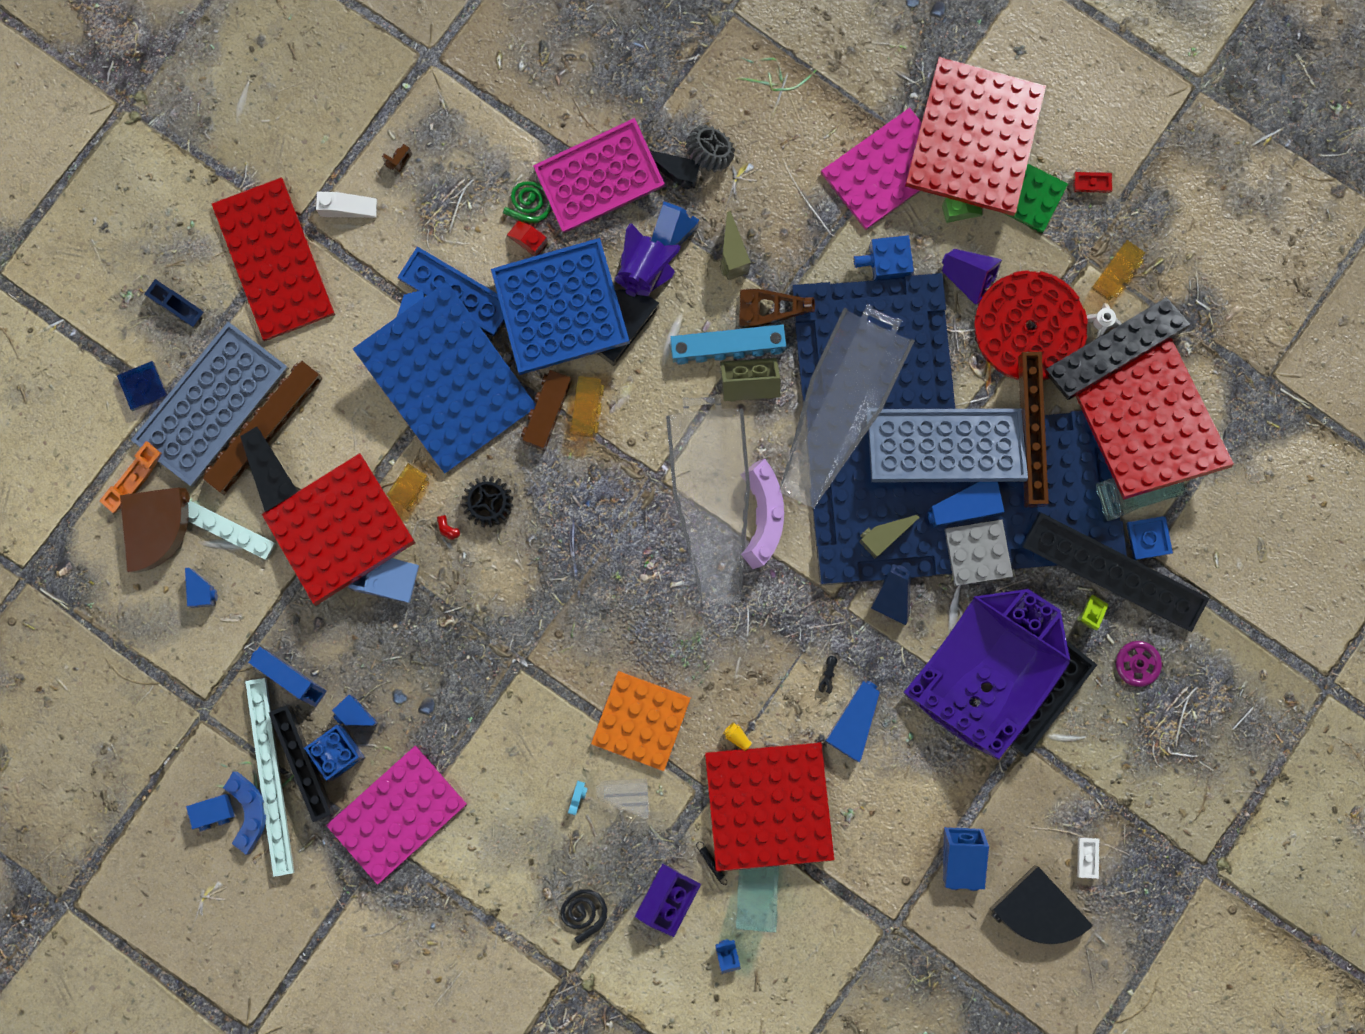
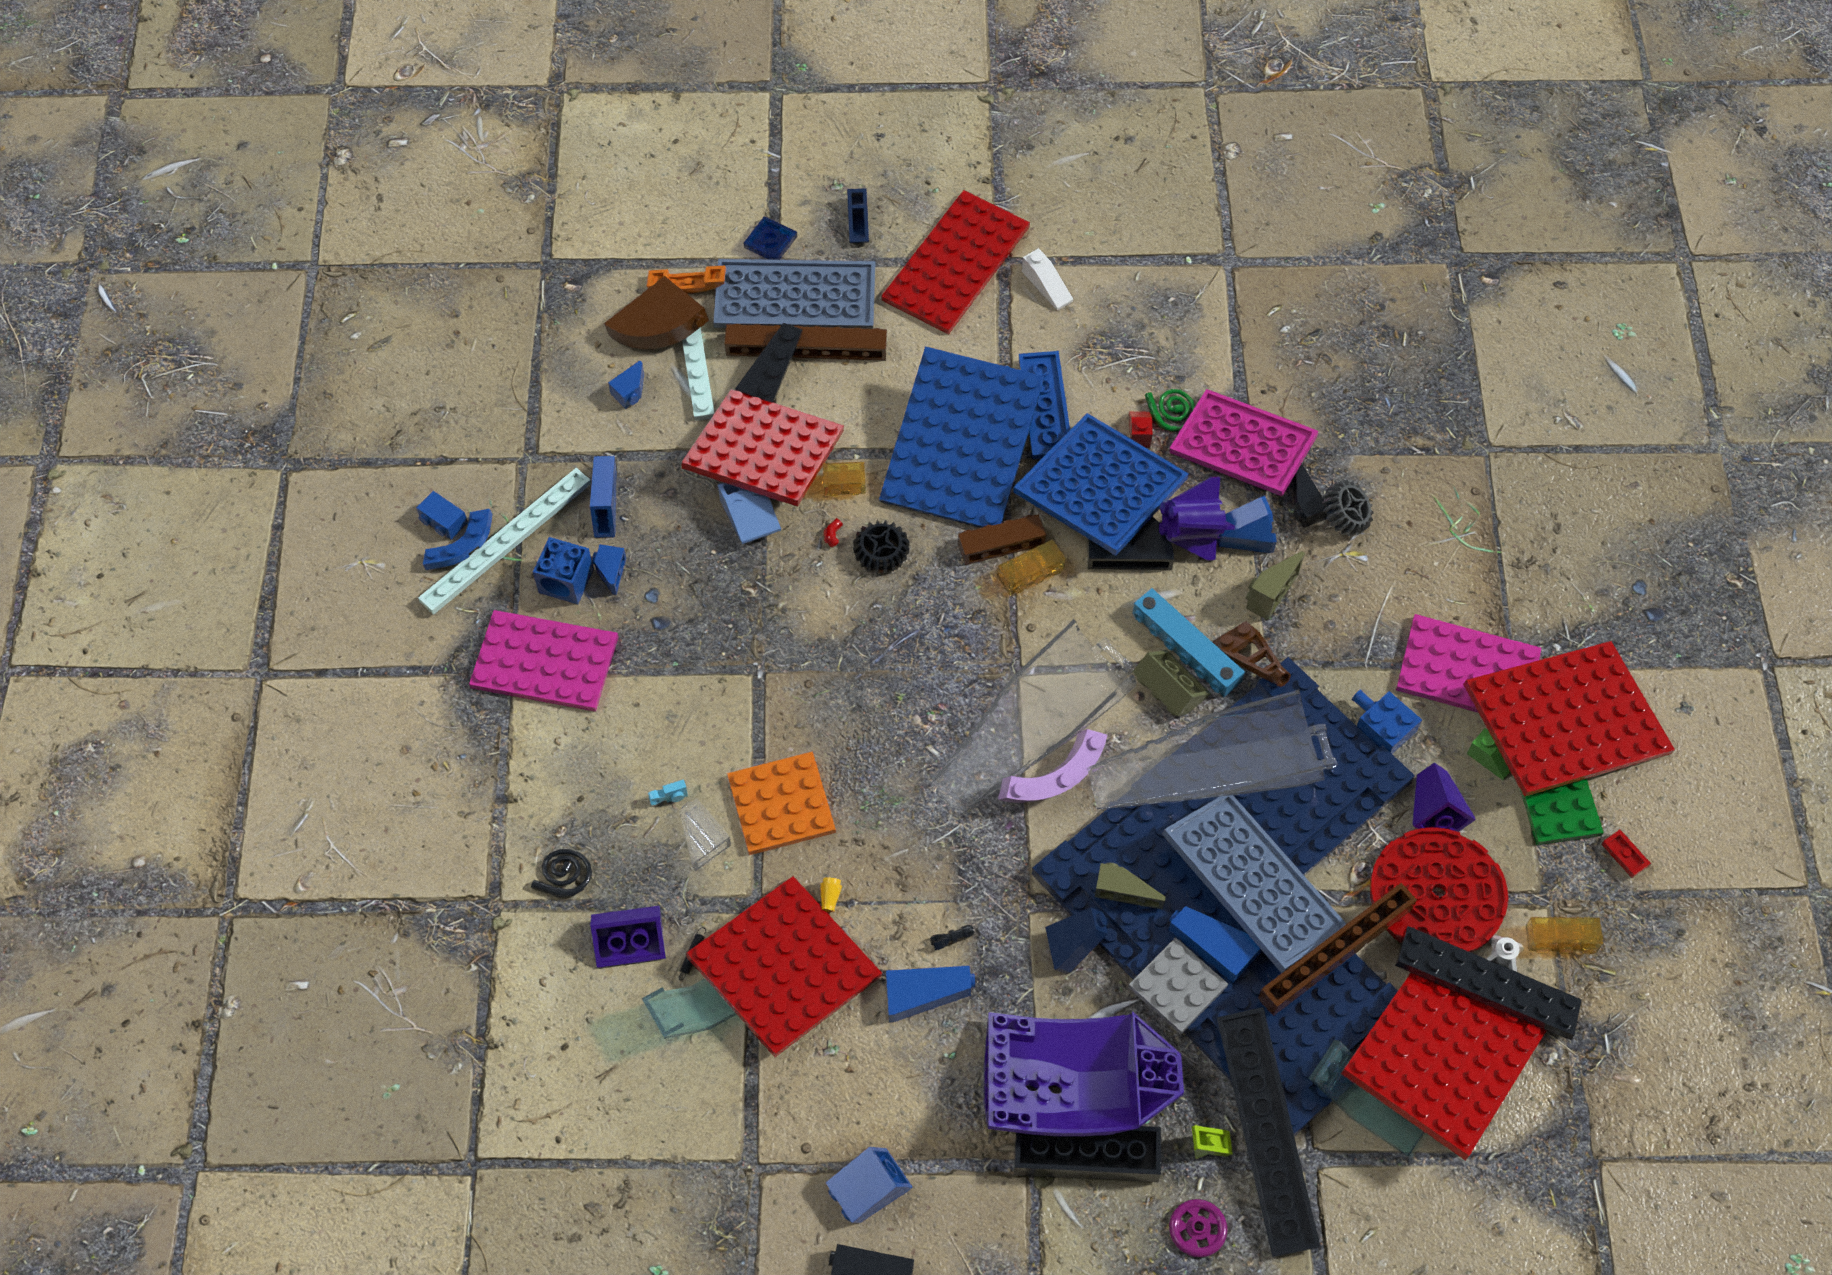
camera: 60 degrees right, 20 degrees down
(301, 763) = (519, 572): black brick -> none
(400, 158) = (1121, 291): reddish brown bracket -> none
(727, 956) = (612, 1025): blue bracket -> none
(1149, 538) = (1331, 1148): blue plate -> none

